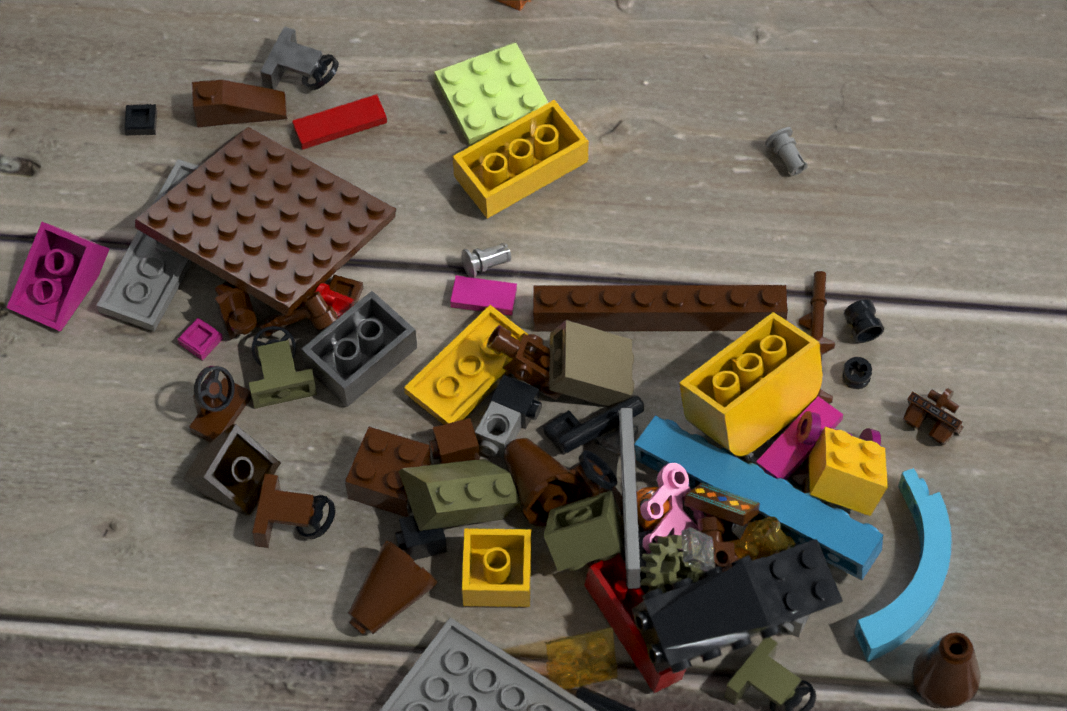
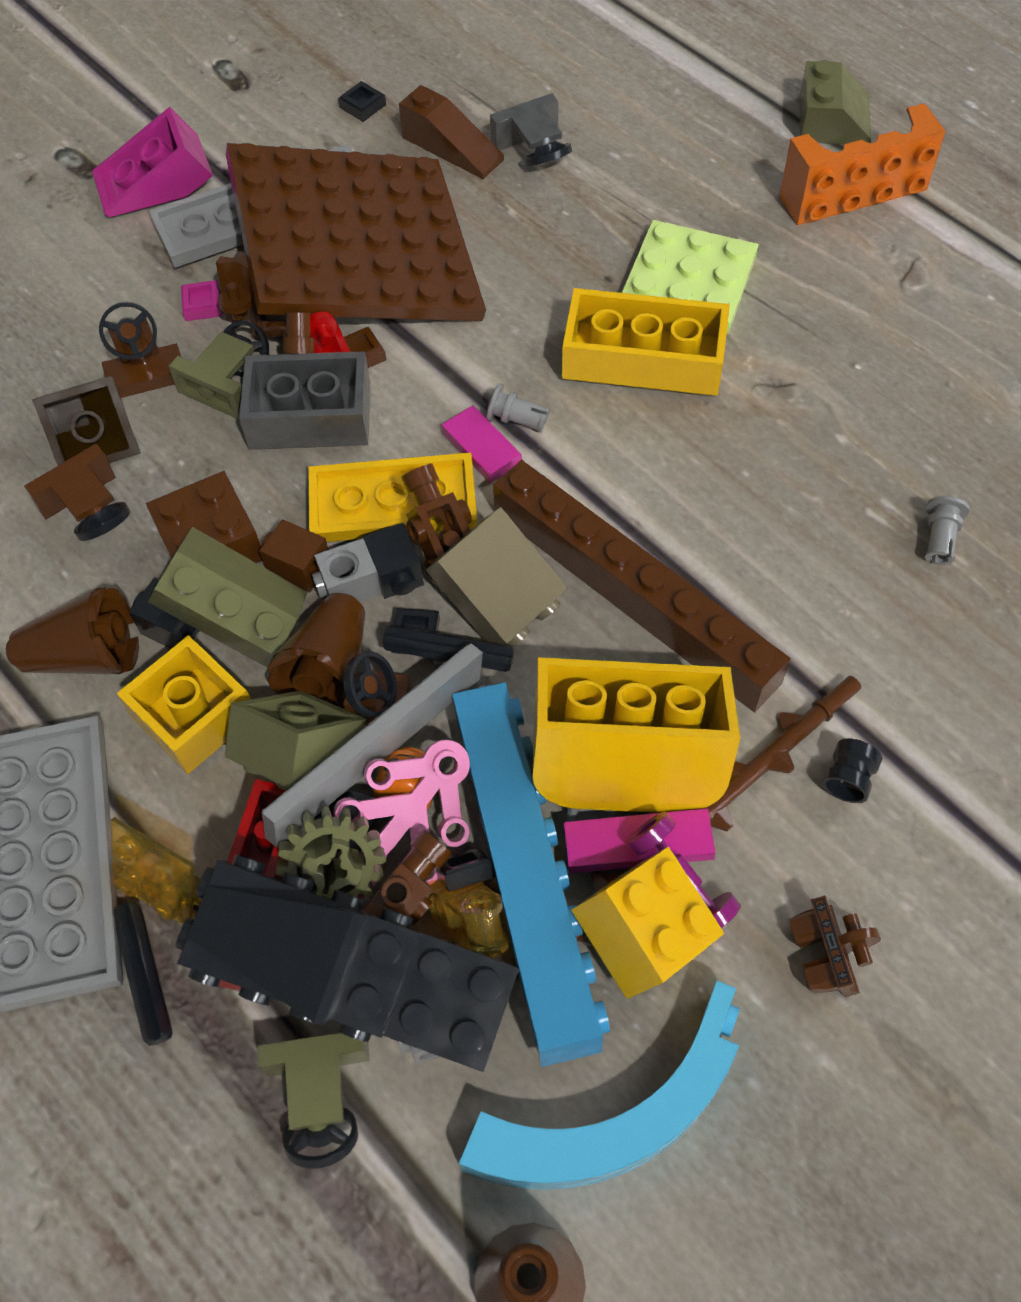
camera: 45 degrees right, 0 degrees up
(339, 121) = (522, 208): red tile -> none
(697, 549) = (371, 859): clear tile -> none
(722, 504) = (462, 834): reddish brown tile -> none
(861, 365) = (775, 826): black bush -> none

